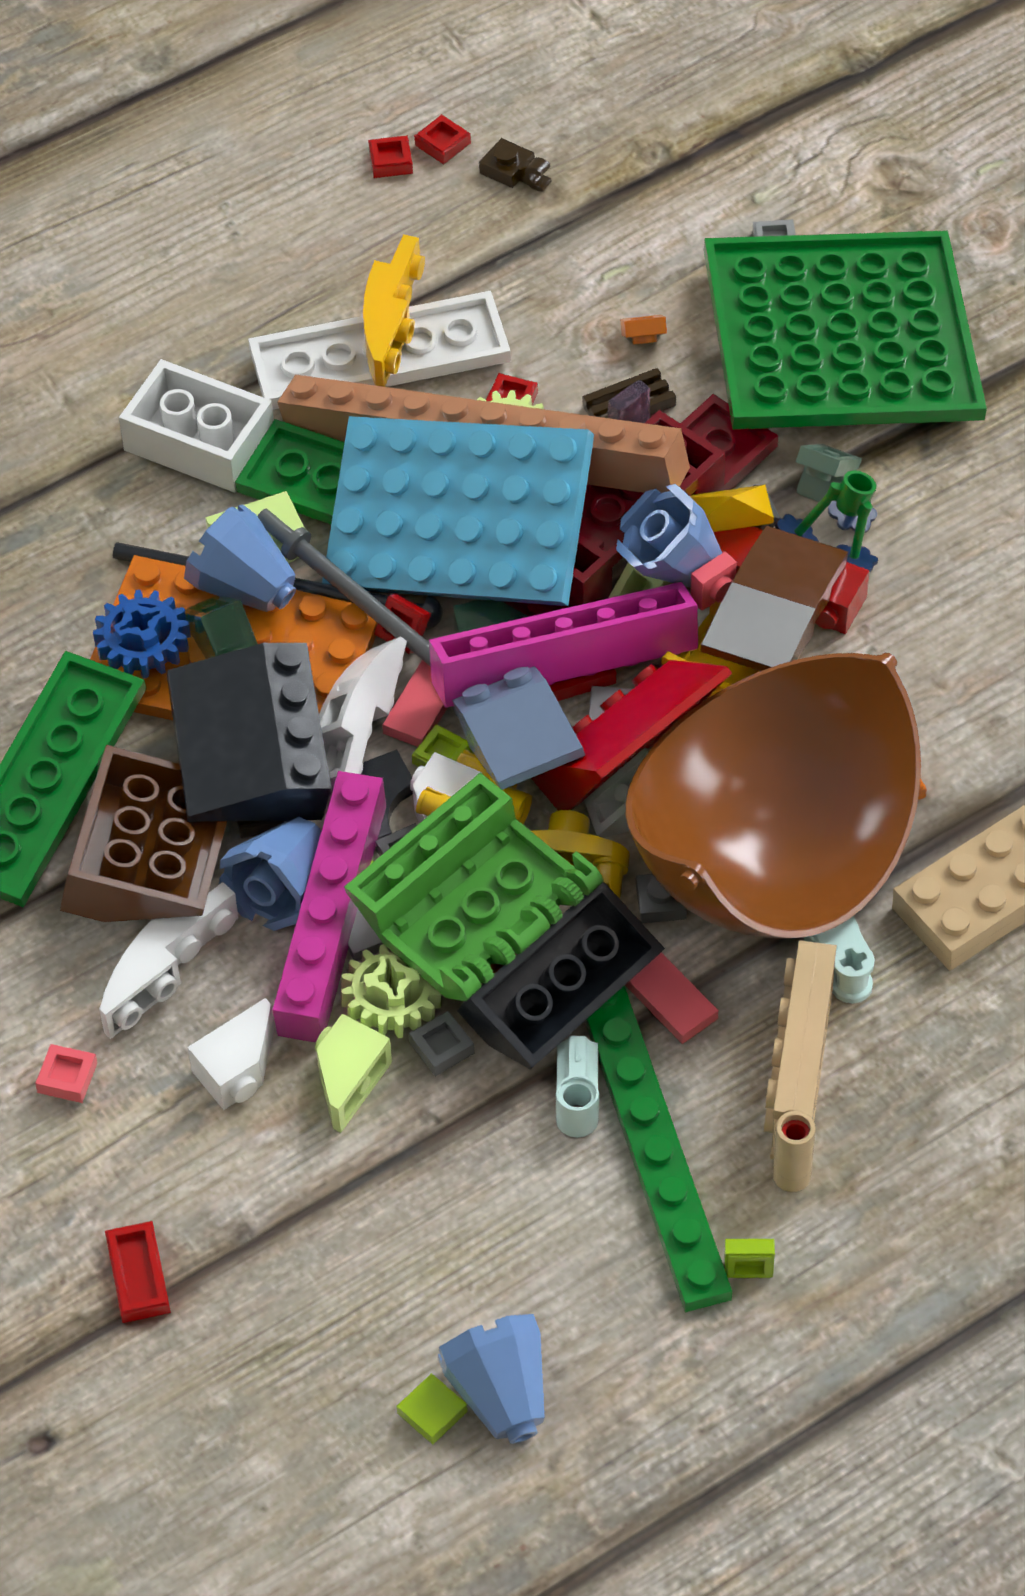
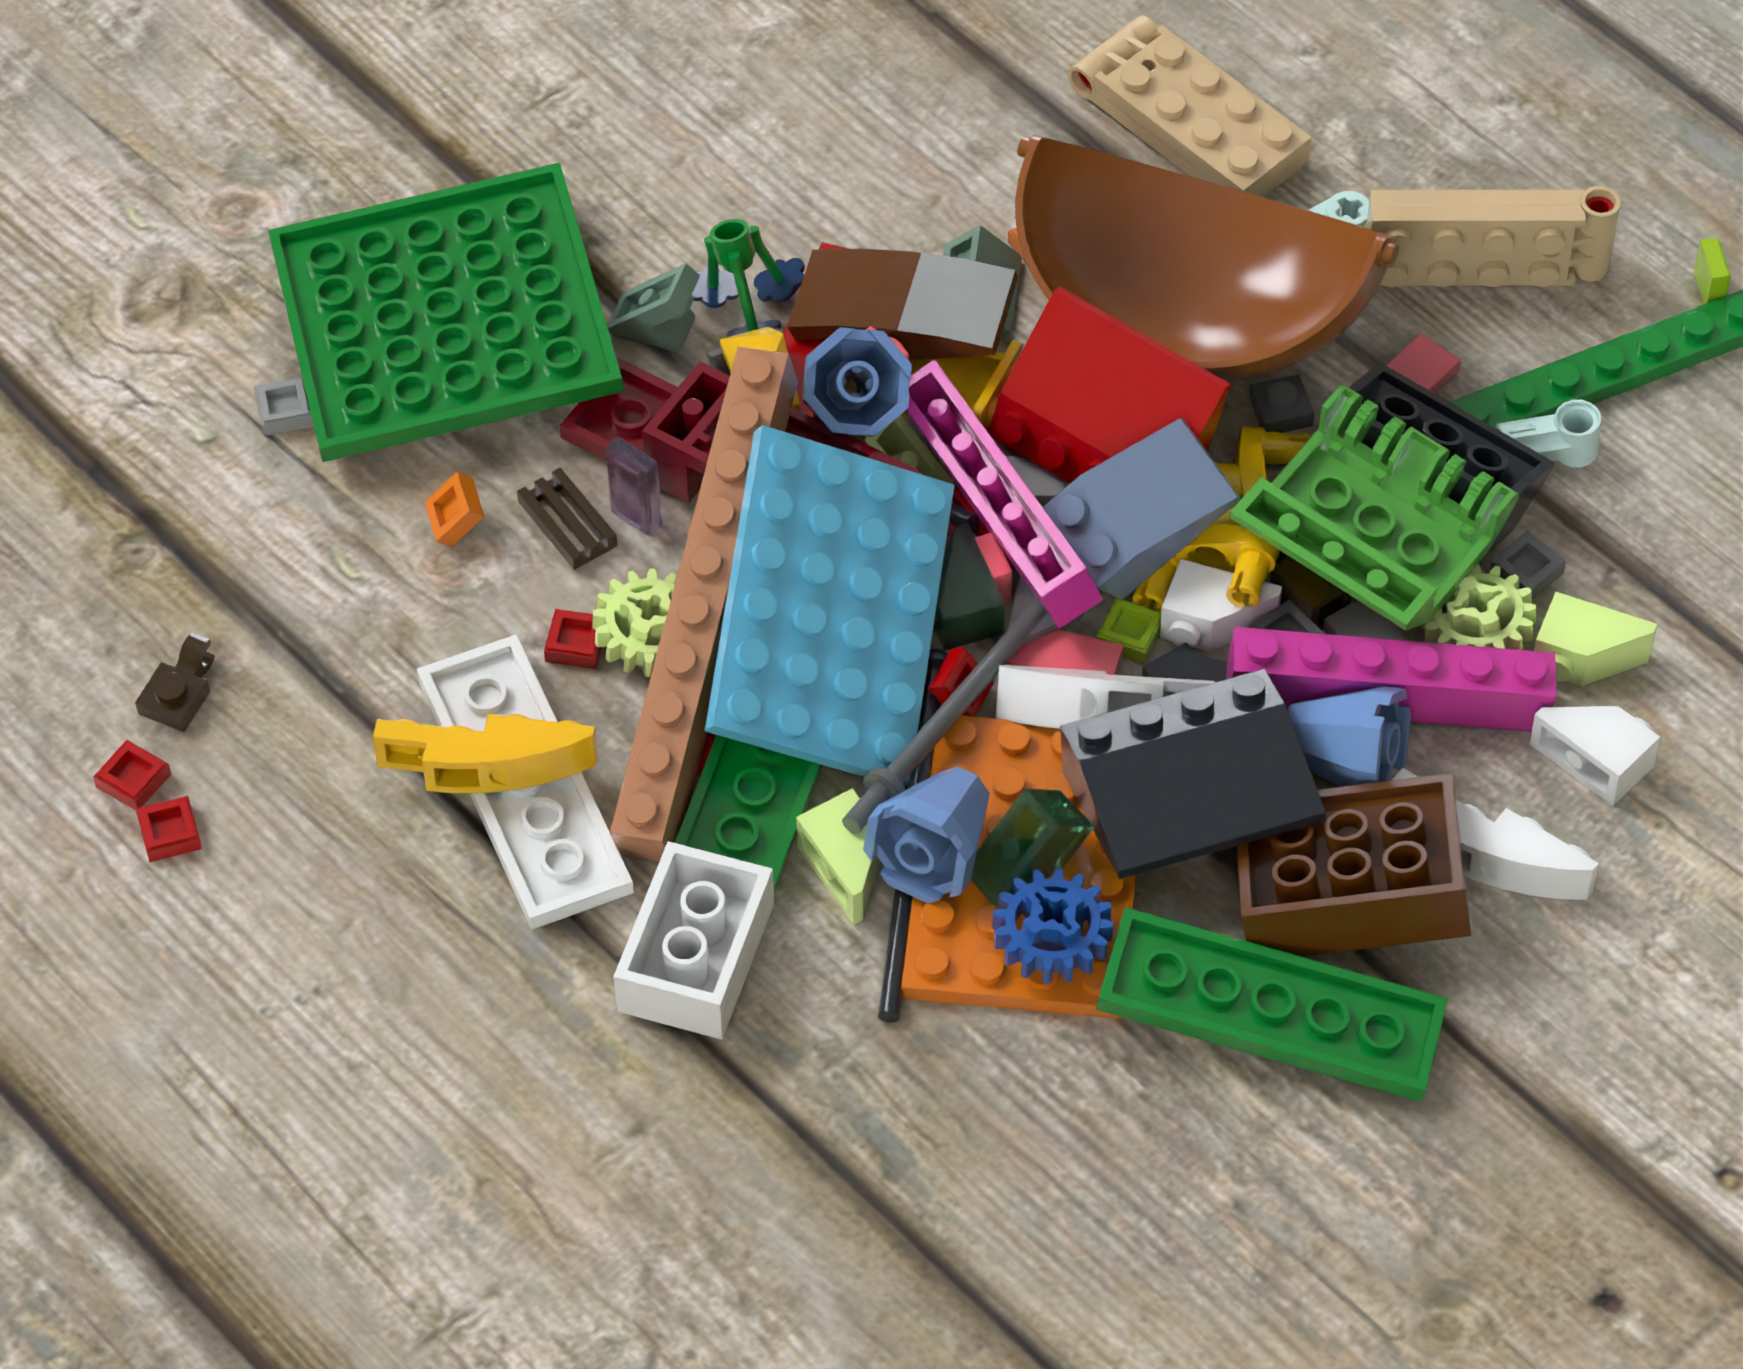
camera: 100 degrees left, 0 degrees up
(66, 1073) = (1664, 910): coral plate -> none

